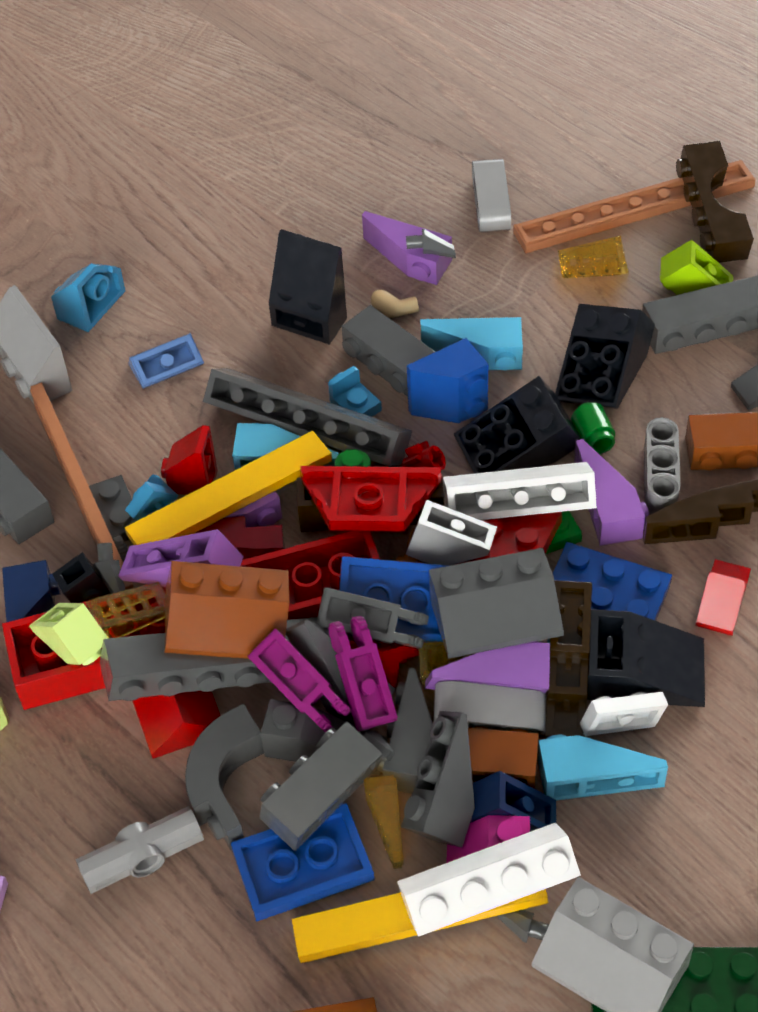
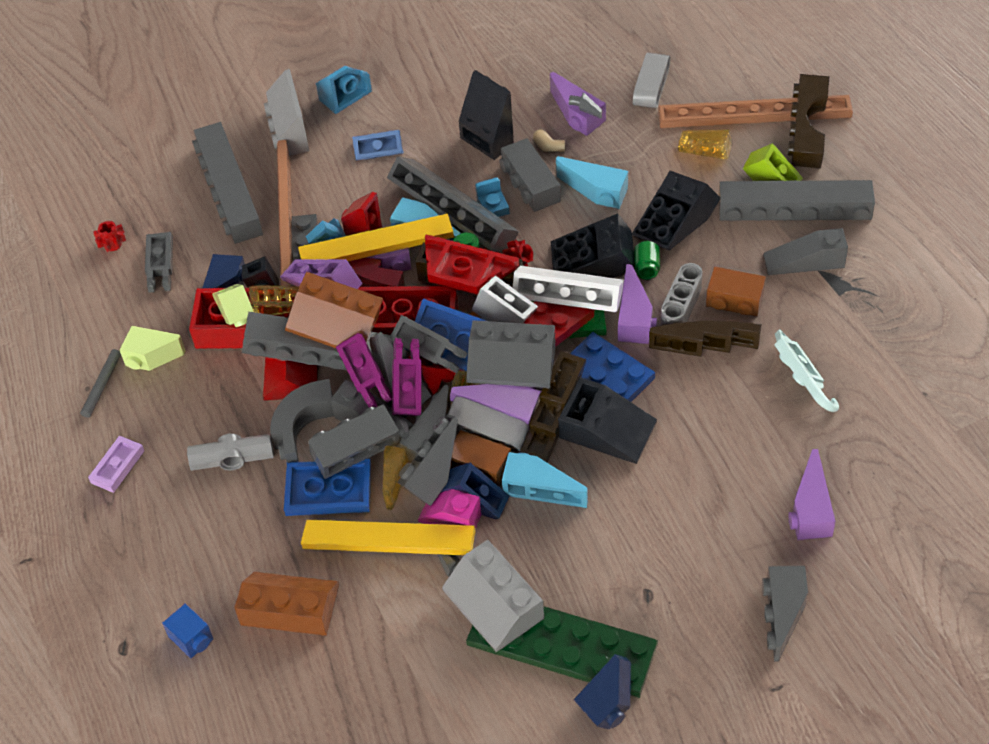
camera: 20 degrees right, 0 degrees up
(108, 568) = (277, 269): dark grey bar -> none
(449, 384) = (555, 204): blue slope -> none
(488, 878) = (431, 525): white brick -> none
(623, 713) = (575, 451): white plate -> none
(723, 597) = (684, 395): slope -> none

